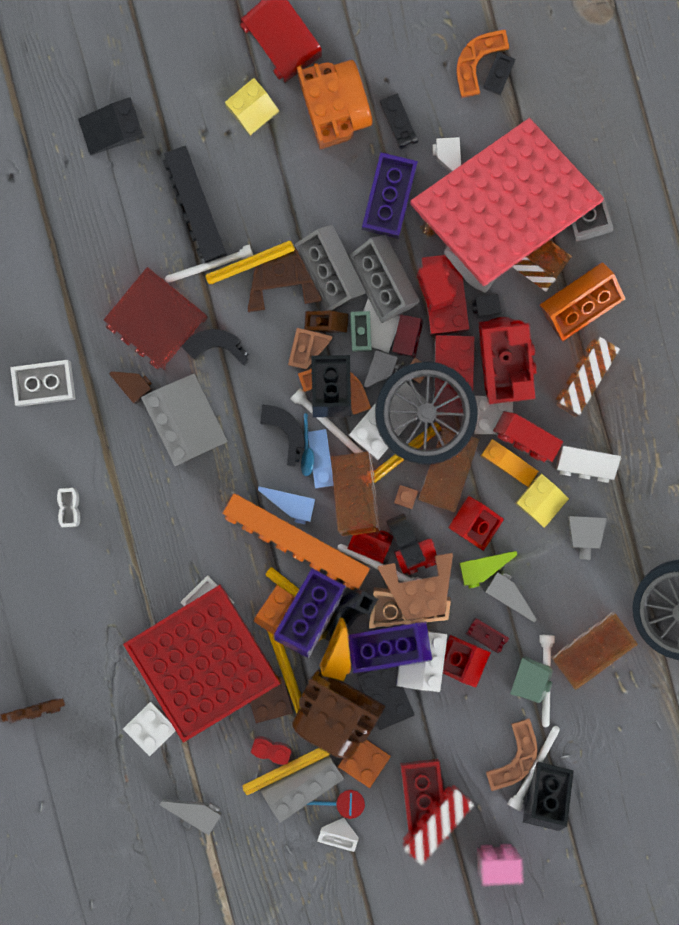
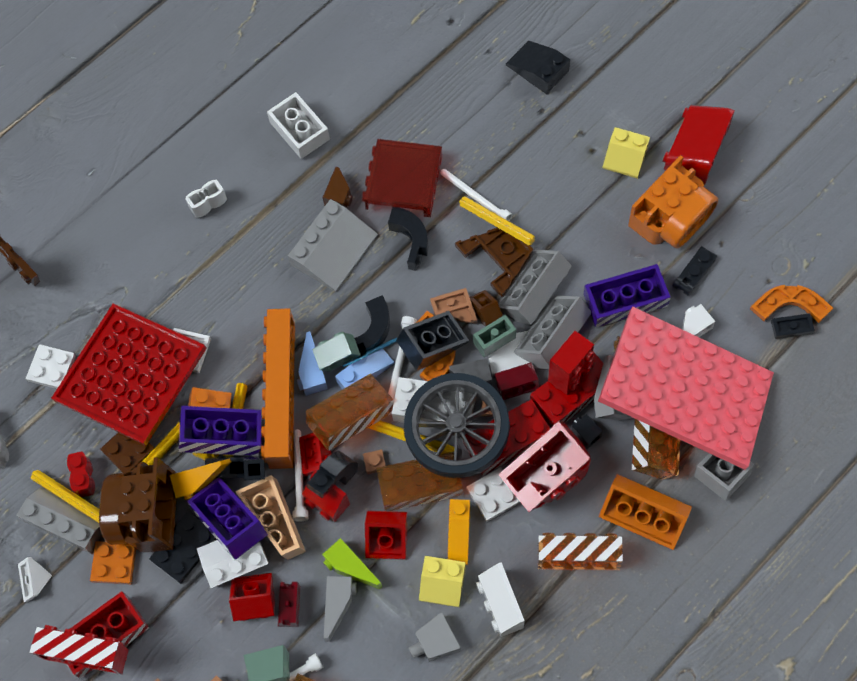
camera: 65 degrees right, 20 degrees down
(195, 204) = (517, 156): black brick -> none
(294, 474) = (336, 351): none -> brick
(349, 804) = (67, 572): red piece -> none
(422, 596) = (289, 518): nougat wing -> none
(527, 437) = (490, 529): red brick -> none

